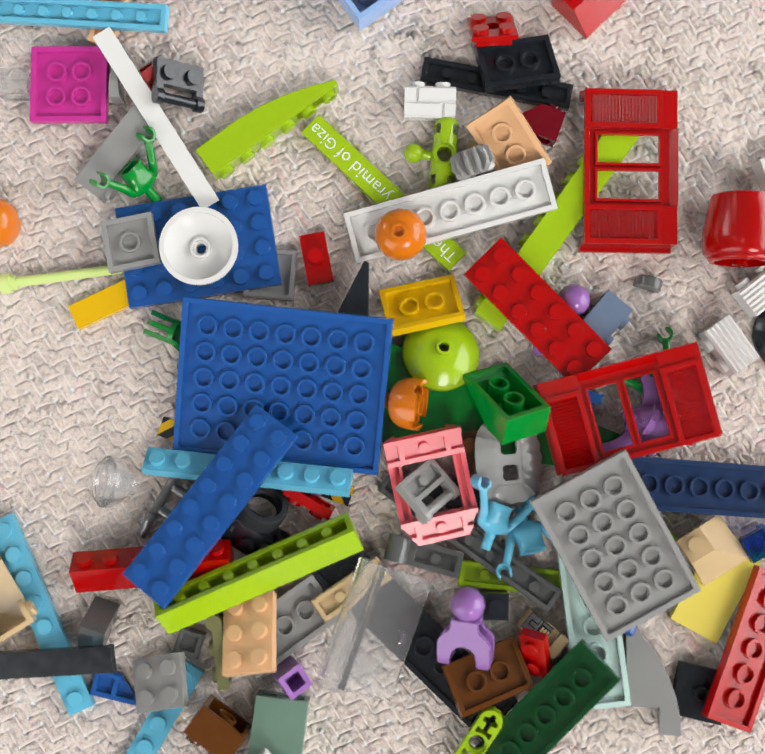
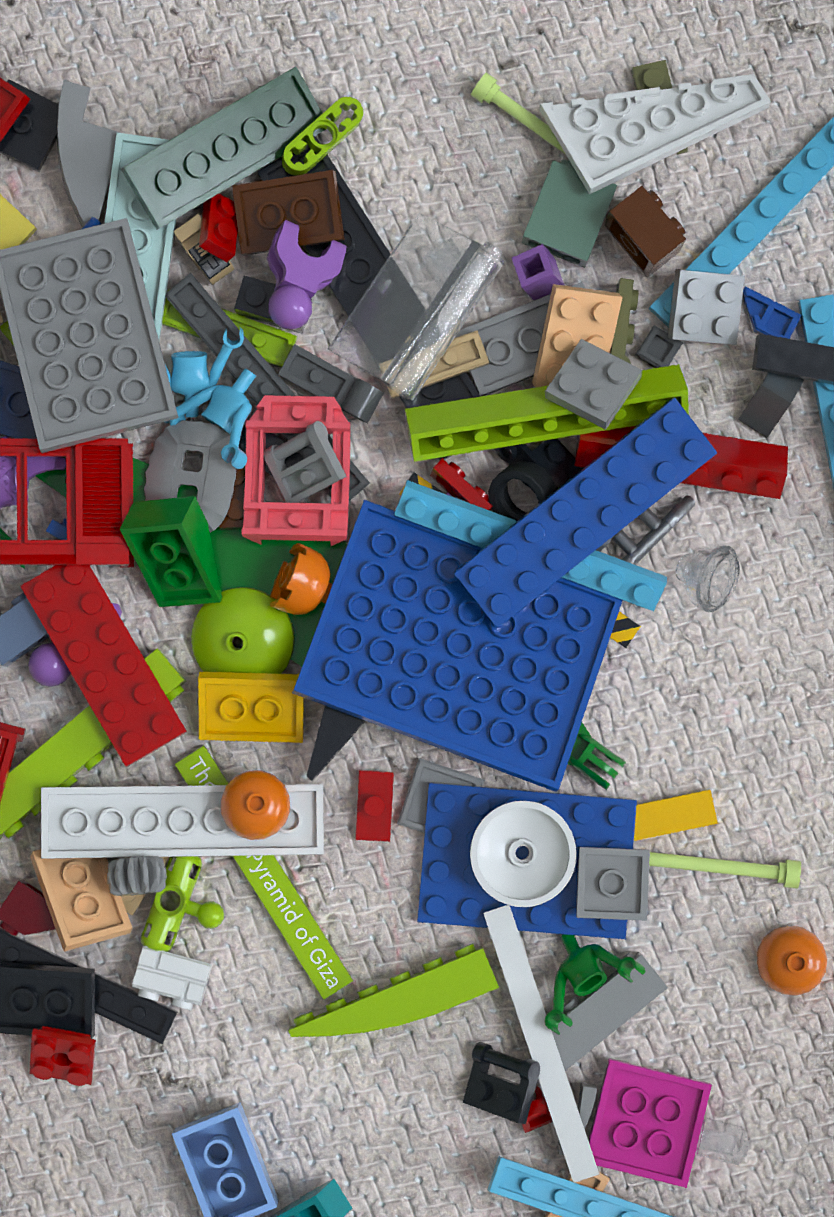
camera: 170 degrees left, 0 degrees up
(226, 603) = (593, 384): none -> light grey plate

